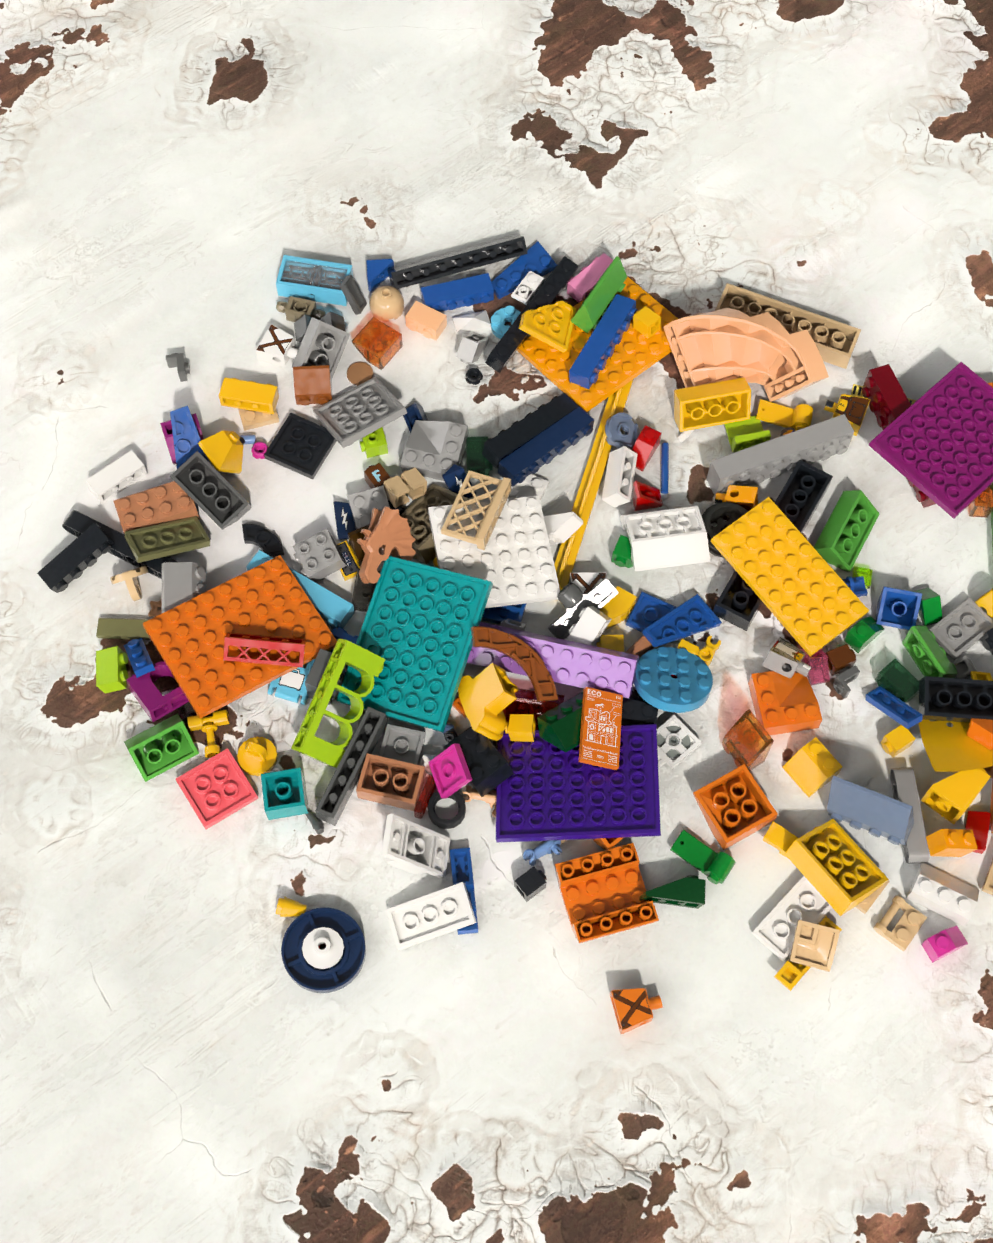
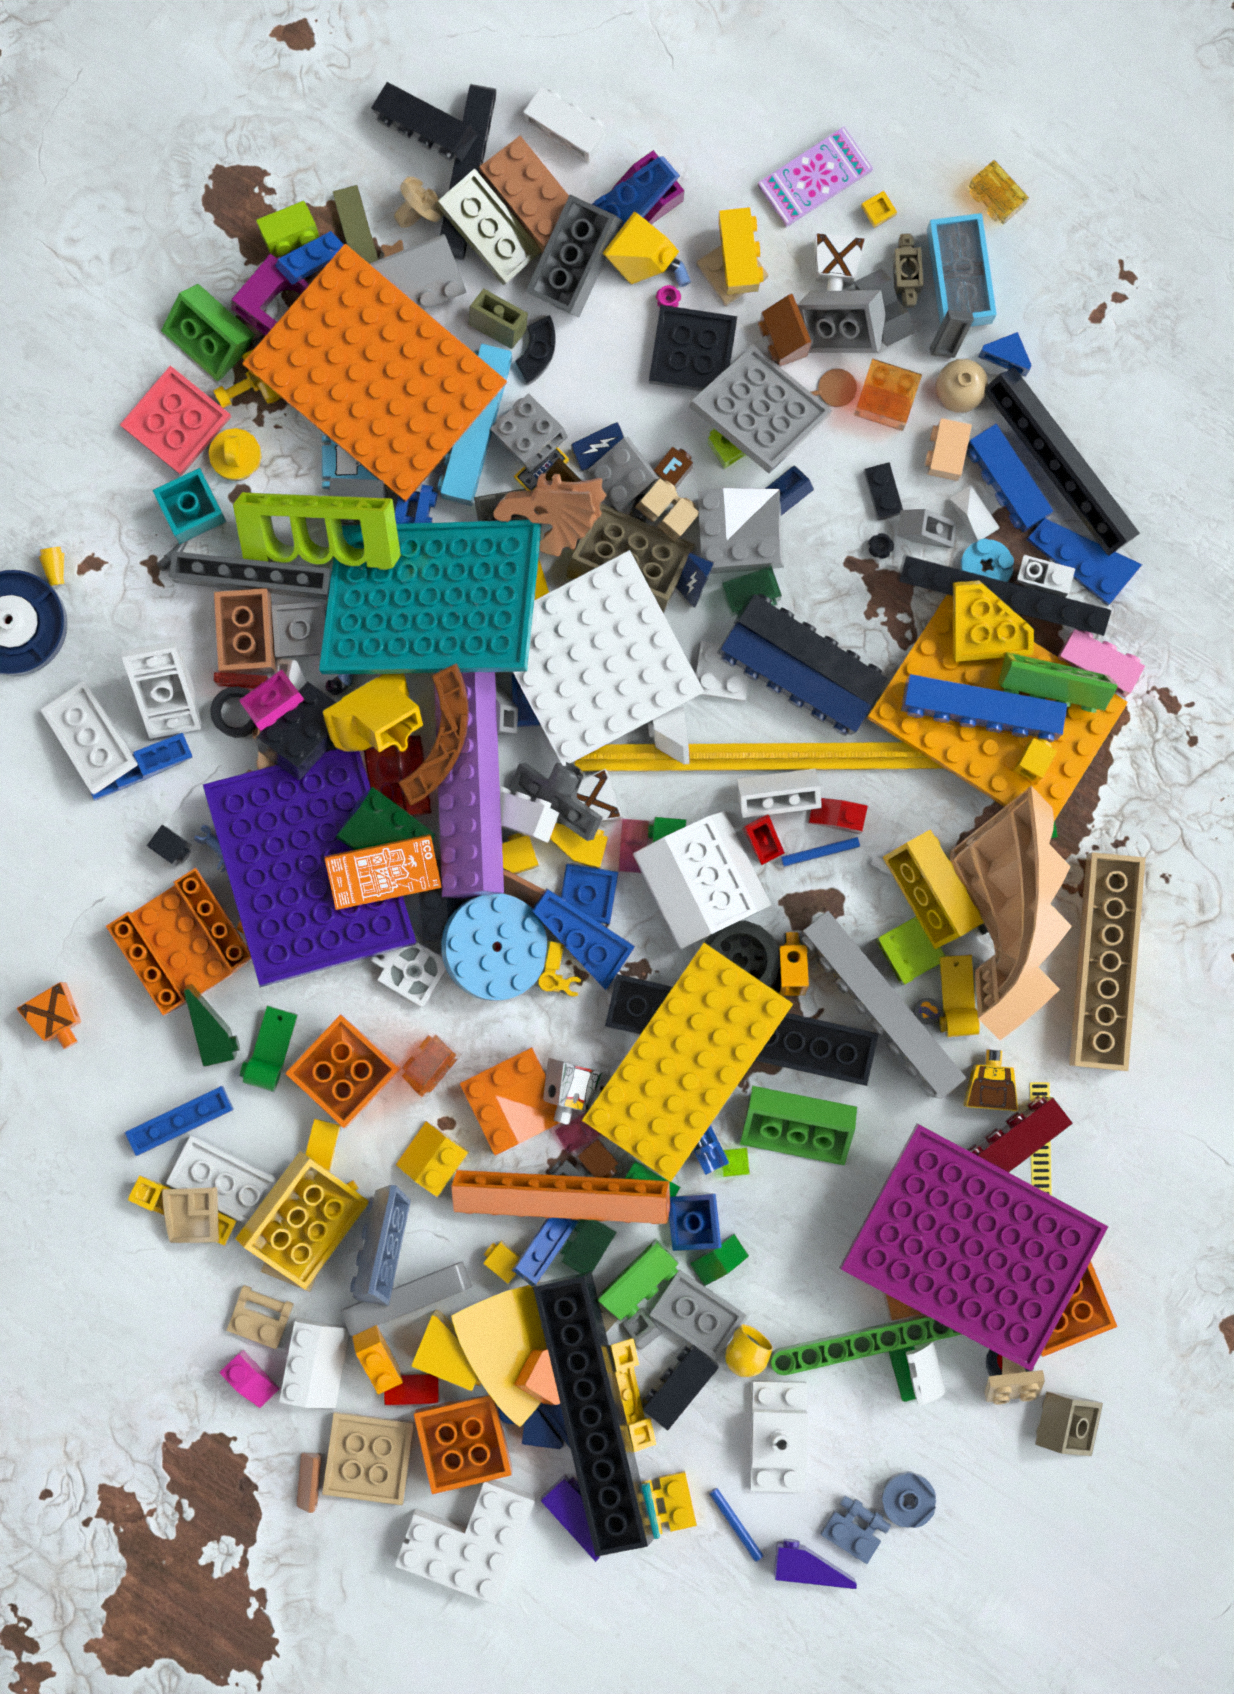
camera: 75 degrees right, 20 degrees up
(178, 360) = (763, 143): dark grey bracket -> none
(216, 346) = (815, 176): none -> lavender tile
(232, 553) = (497, 318): none -> olive brick
(253, 315) = (879, 209): none -> yellow plate
(264, 642) = (361, 408): fence -> none
(271, 249) = (997, 192): none -> clear yellow brick
(438, 366) = (883, 491): none -> black plate
(491, 516) = (648, 637): tan fence -> none
(521, 727) = (363, 771): yellow brick -> none
(613, 432) = (856, 762): sand blue plate -> none
(625, 576) = (633, 838): none -> clear pink slope
(739, 938) = (179, 1120): none -> blue plate
(862, 684) = (561, 1196): none -> orange brick

